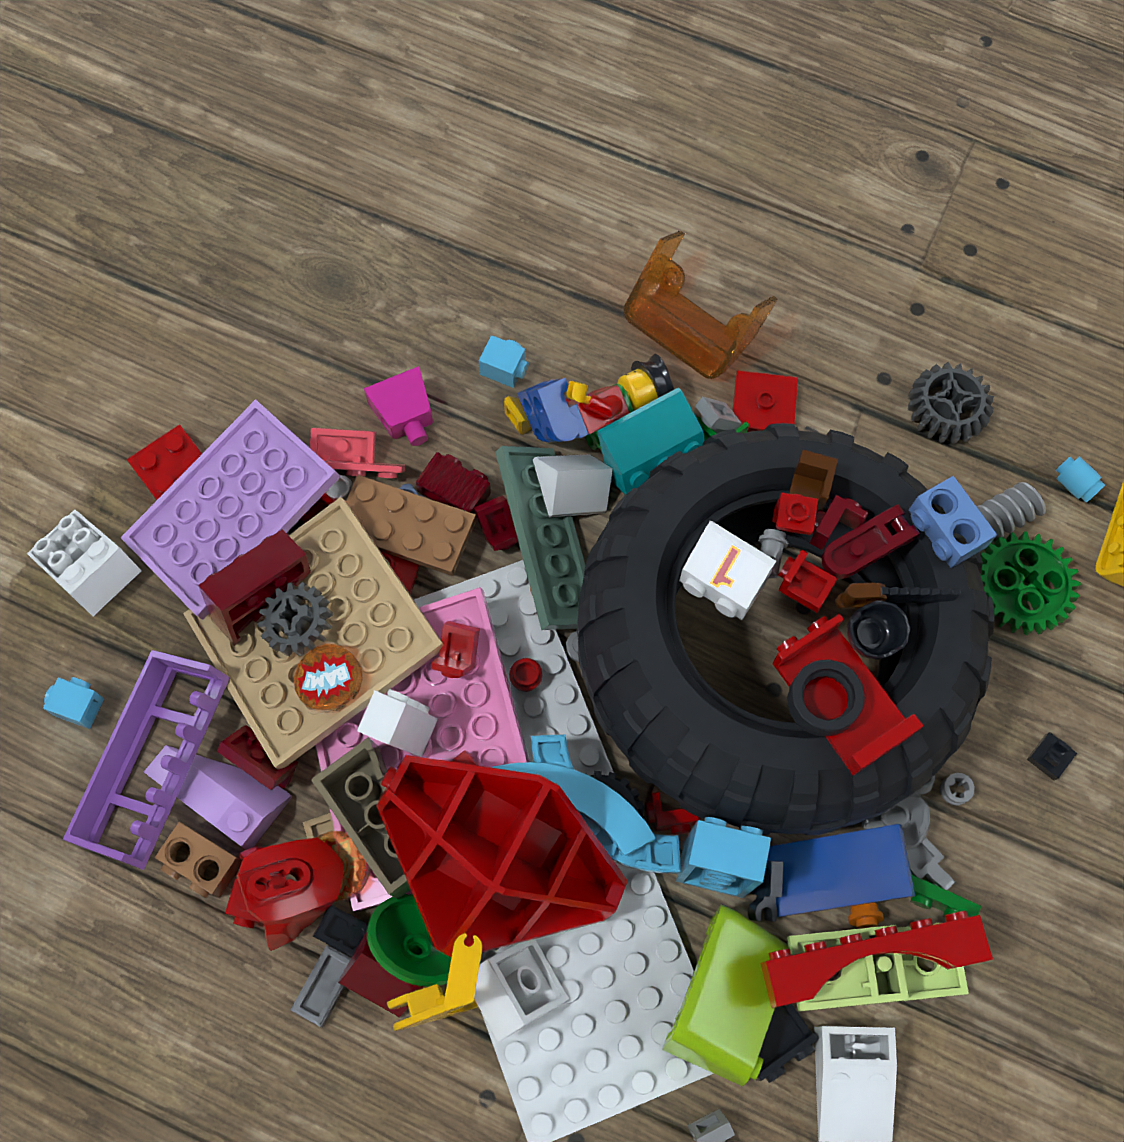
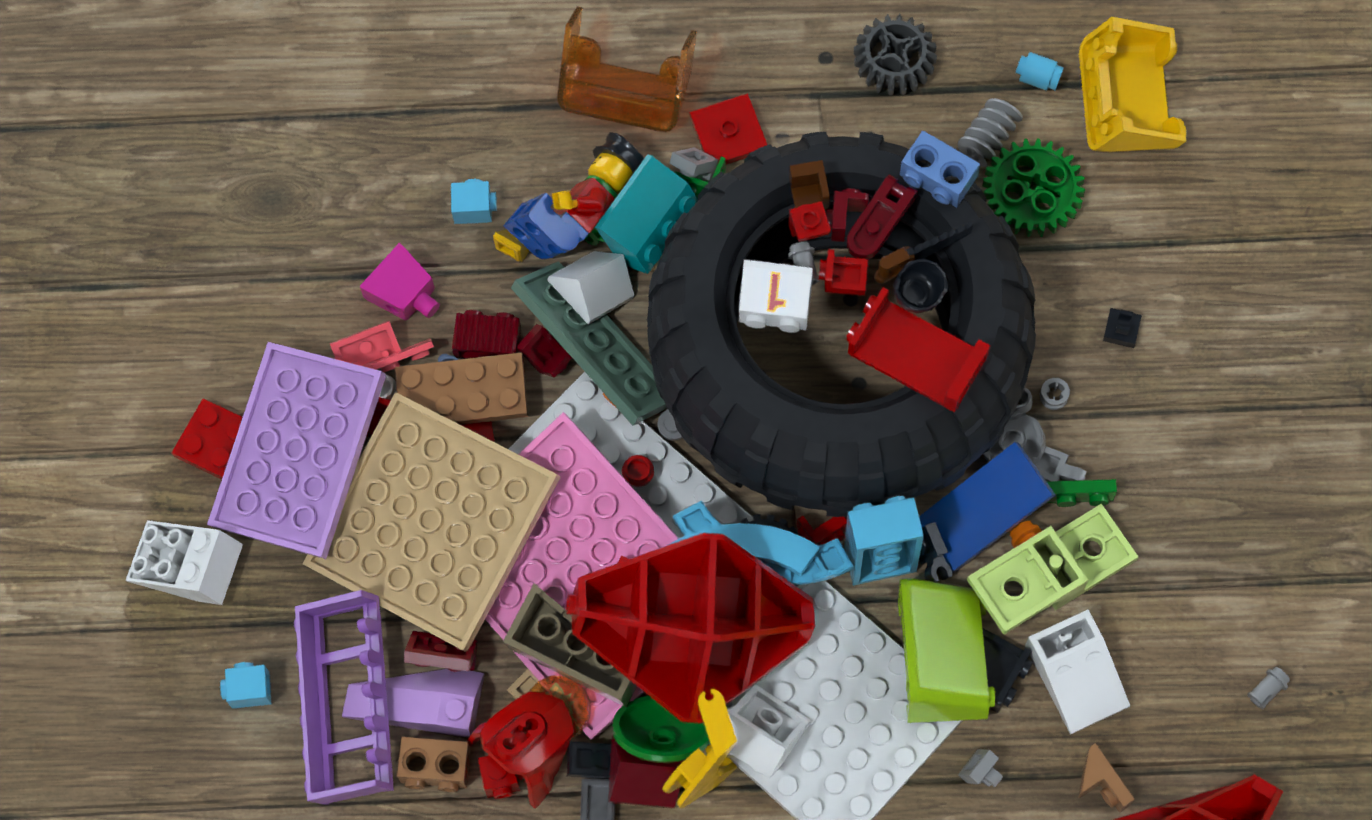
camera: 20 degrees left, 0 degrees up
(241, 587) = (358, 503): dark red wedge -> none
(295, 619) = (428, 514): dark grey gear -> none
(328, 678) = (471, 551): tile -> none
(398, 722) = (550, 557): white wedge -> none
(459, 650) = (574, 474): red bracket -> none
(841, 674) = (907, 335): black tyre -> none
(947, 944) = (1096, 520): red arch -> none

